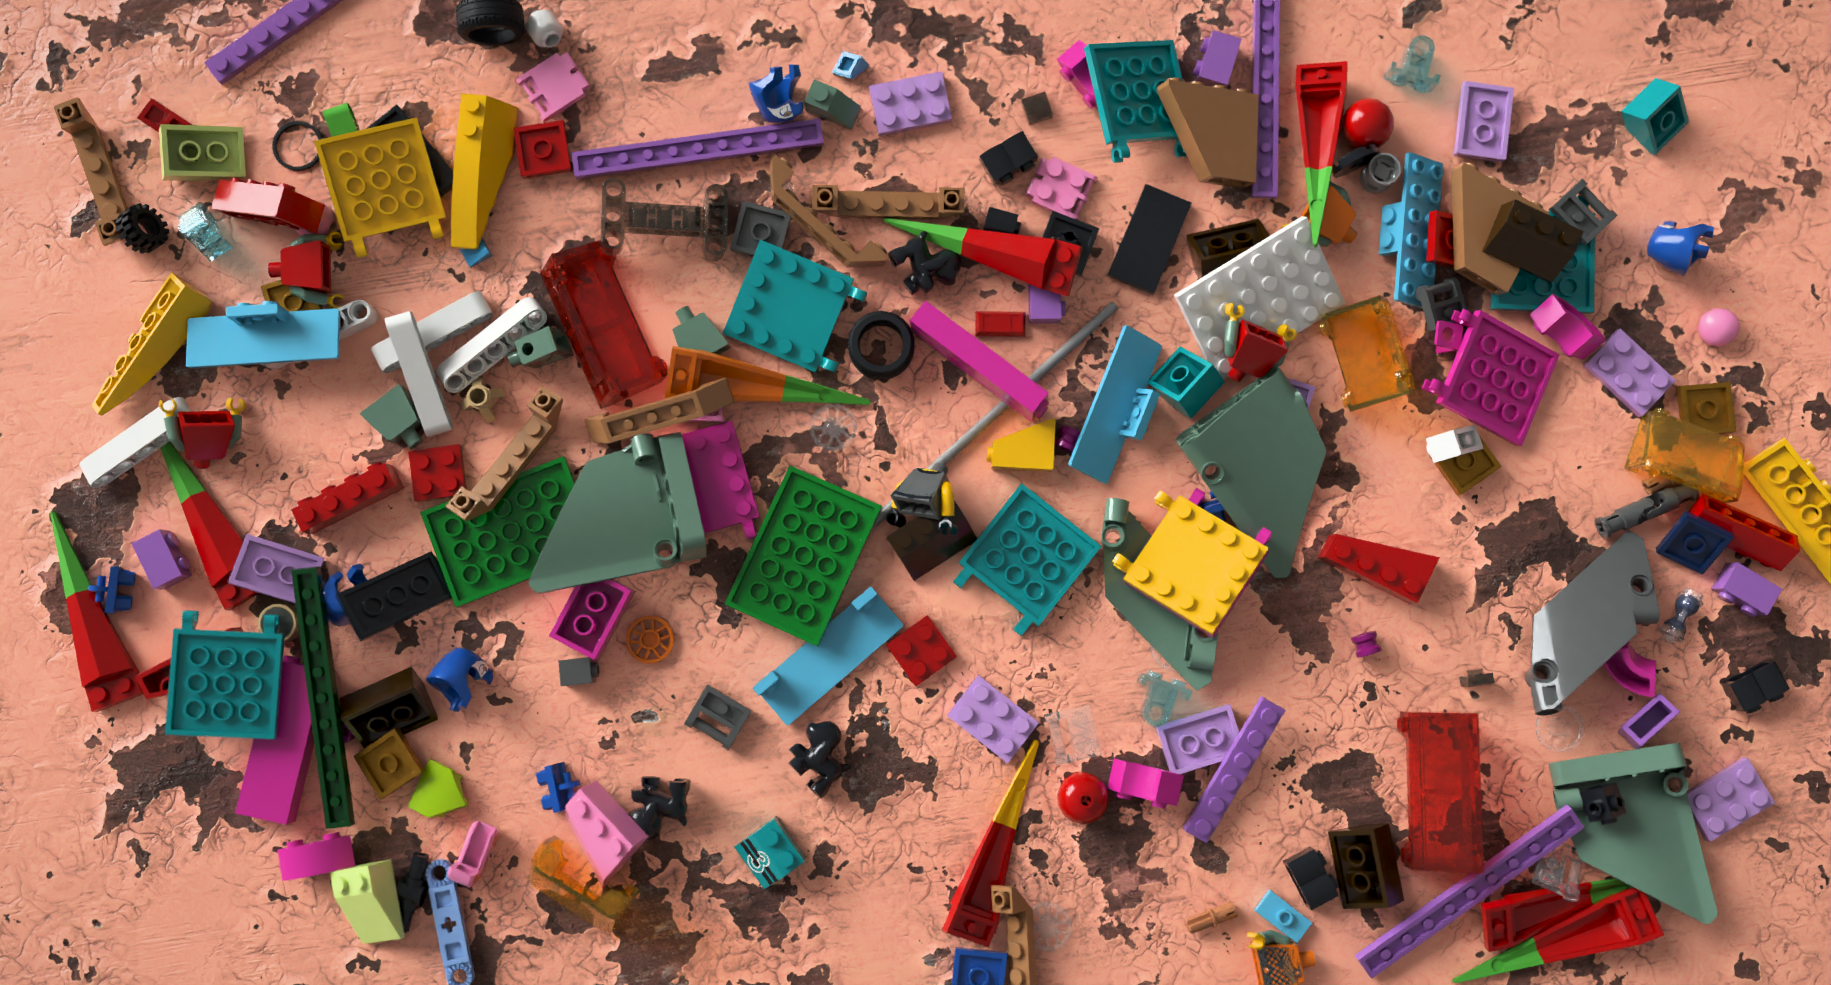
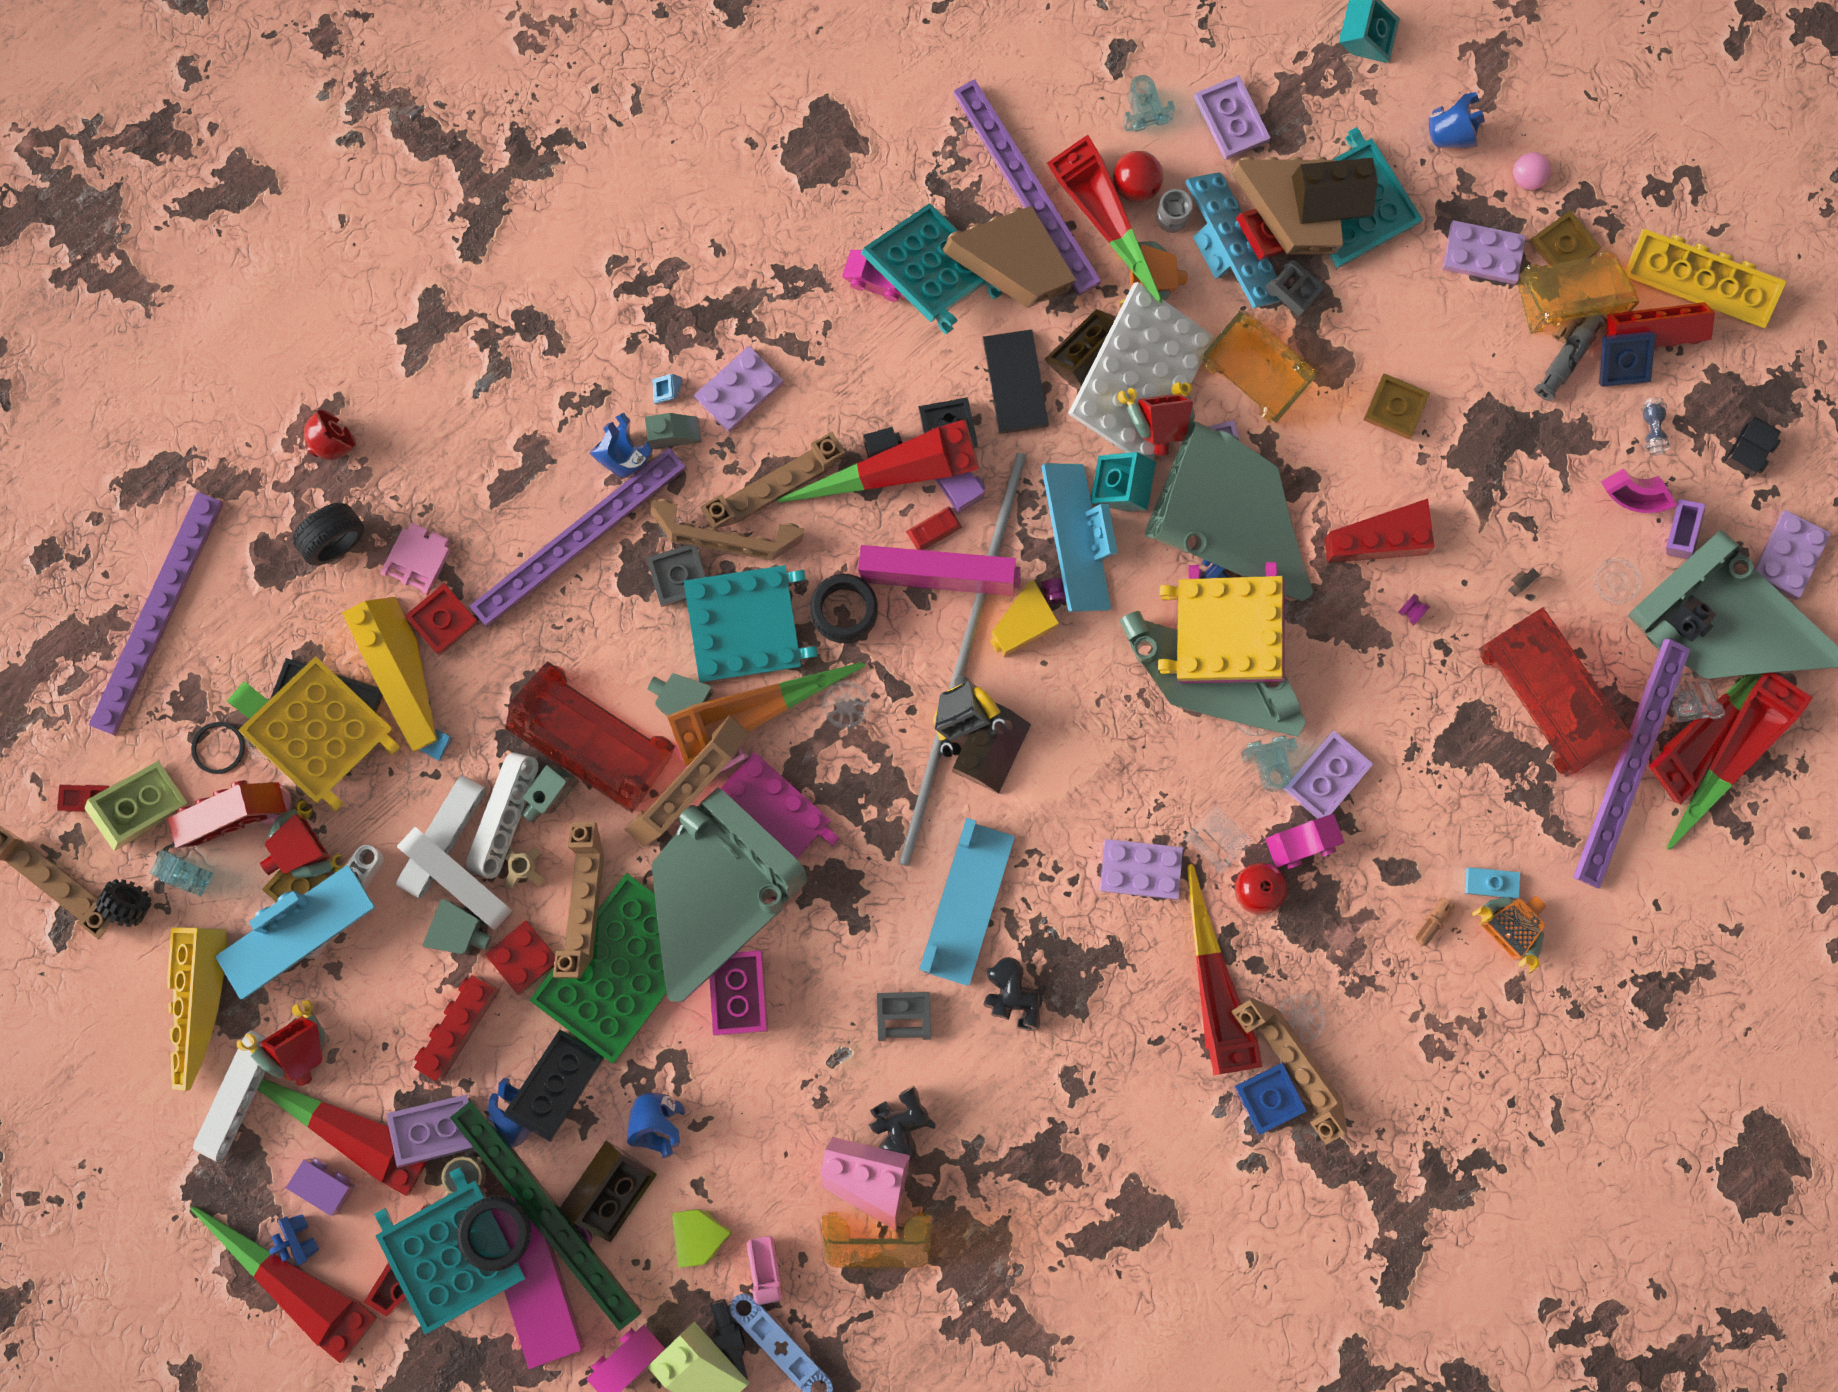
camera: 30 degrees left, 5 degrees down
(240, 695) = (464, 1233): none -> black tyre
(389, 763) = (639, 1239): pearl gold plate -> none
(544, 28) = (378, 514): white head -> none
(559, 784) = (804, 1163): blue hips -> none
(578, 671) = (756, 1052): dark grey brick -> none
(649, 639) = (801, 986): orange wheel -> none
(664, 219) = (588, 614): clear smoke beam -> none
(770, 852) = (1023, 1105): teal slope -> none
(803, 555) = (890, 829): green plate -> none
(921, 650) = (1043, 849): red plate -> none
(941, 265) = (853, 509): black animal -> none
(1008, 158) = (853, 384): black brick -> none
(1028, 556) = (1083, 711): teal plate -> none
(1036, 108) = (849, 328): clear smoke plate -> none
(1060, 187) = (911, 383): bright pink plate -> none
(1218, 59) = (978, 196): medium lavender piece -> none
(1234, 769) = (1372, 783): medium lavender plate -> none
(1311, 878) = (1495, 835): black brick -> none
(1354, 160) = (1146, 212): black tile -> none
(1366, 866) = (1534, 796): dark brown slope -> none
(1448, 337) = (1321, 311): dark pink bracket -> none
(1454, 443) = (1378, 397): white slope -> none
(1495, 377) = (1377, 321): dark pink plate -> none
(1567, 327) = (1409, 245): dark pink brick -> none
(1575, 213) = (1356, 147): dark grey plate -> none
(1590, 622) = (1585, 476): dark grey panel -> none
(1746, 589) = (1693, 372): medium lavender piece -> none

